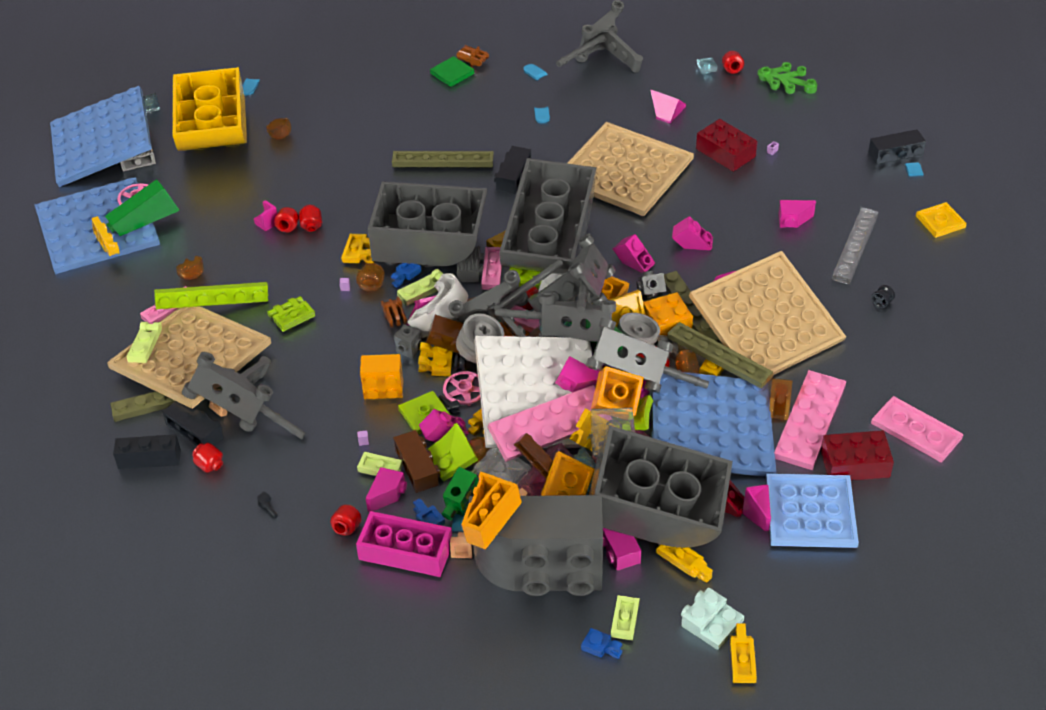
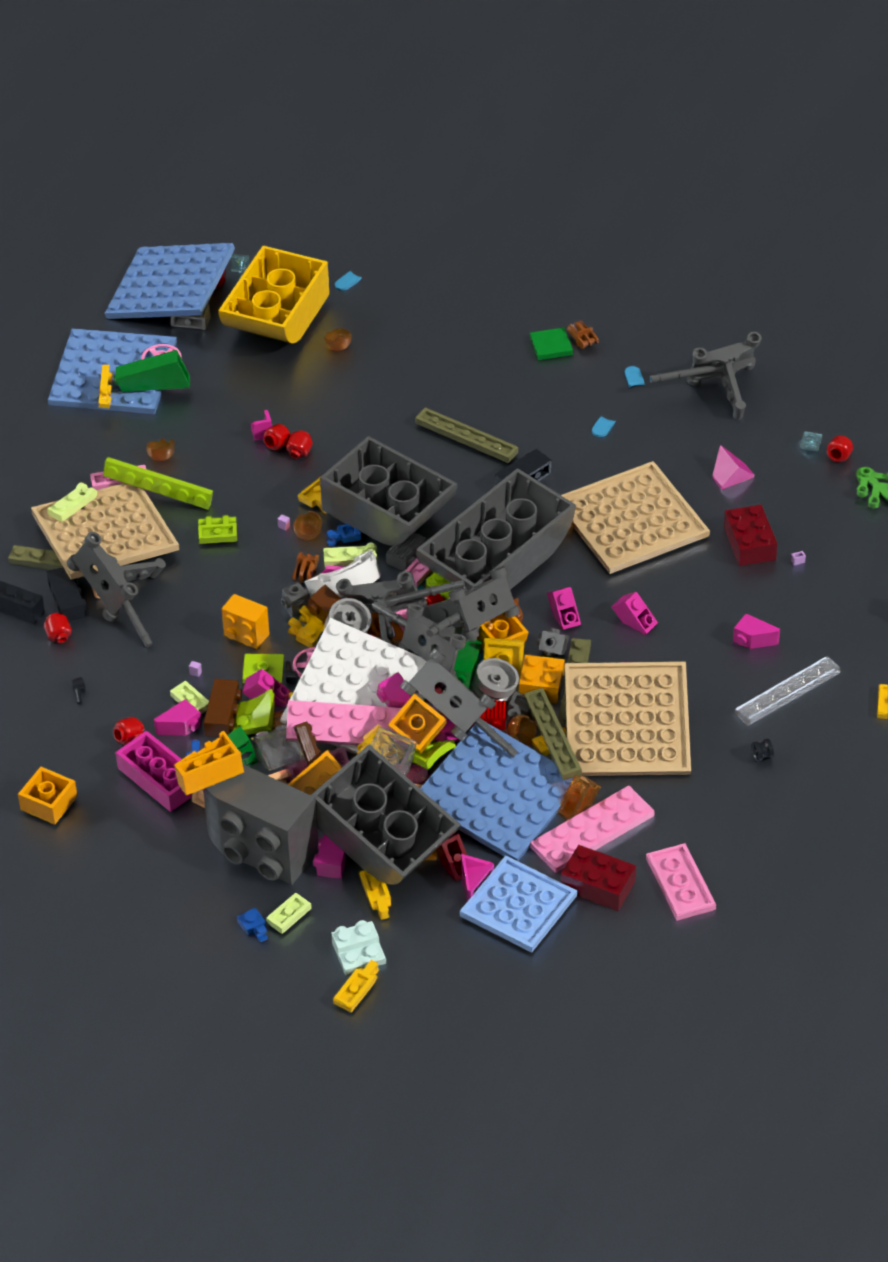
camera: 30 degrees right, 0 degrees up
(315, 616) = (47, 795): none -> light orange brick

